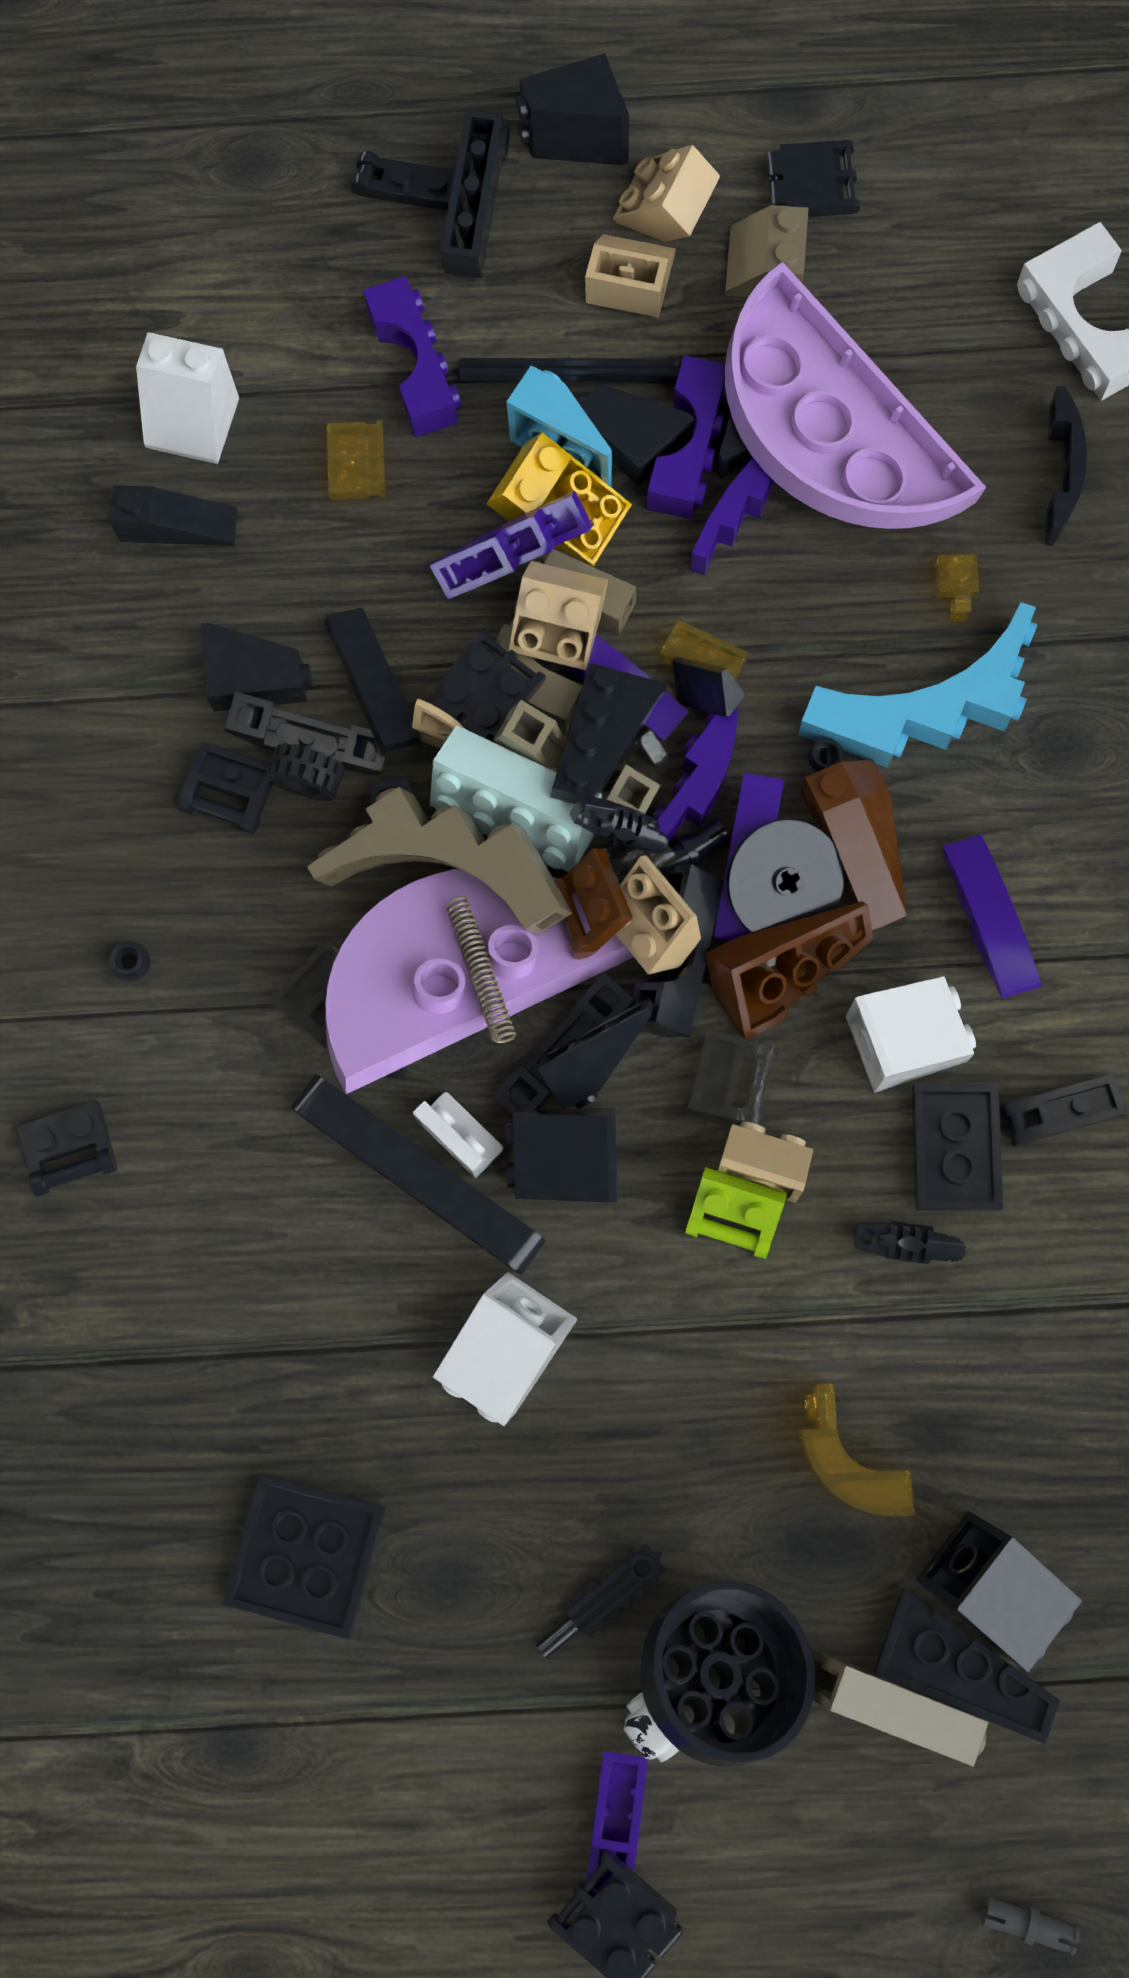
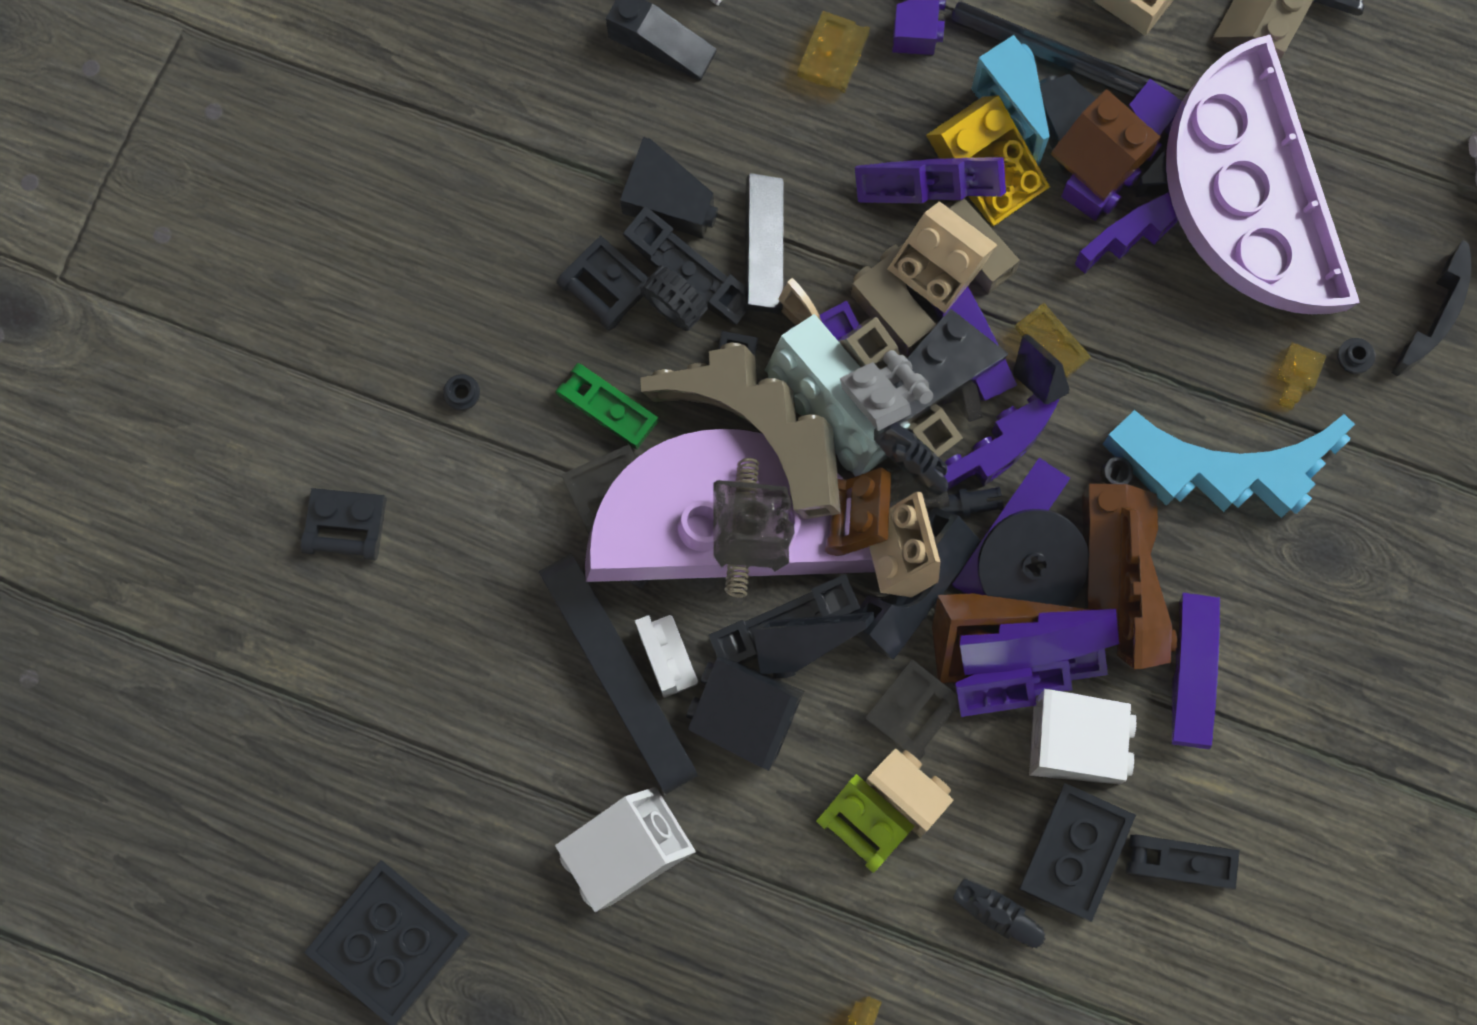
camera: 20 degrees right, 0 degrees up
(286, 910) = (608, 406): none -> green plate
(485, 686) = (854, 291): black plate -> none
(489, 961) = (751, 524): none -> clear smoke slope
(559, 778) = (878, 397): none -> light grey plate
(670, 436) = (1105, 145): none -> reddish brown slope
(825, 1000) = (1019, 687): none -> dark purple slope
(829, 955) = (1050, 640): none -> dark purple slope
(917, 886) = (1143, 618): none -> reddish brown wedge
(1004, 552) = (1352, 364): none -> black plate

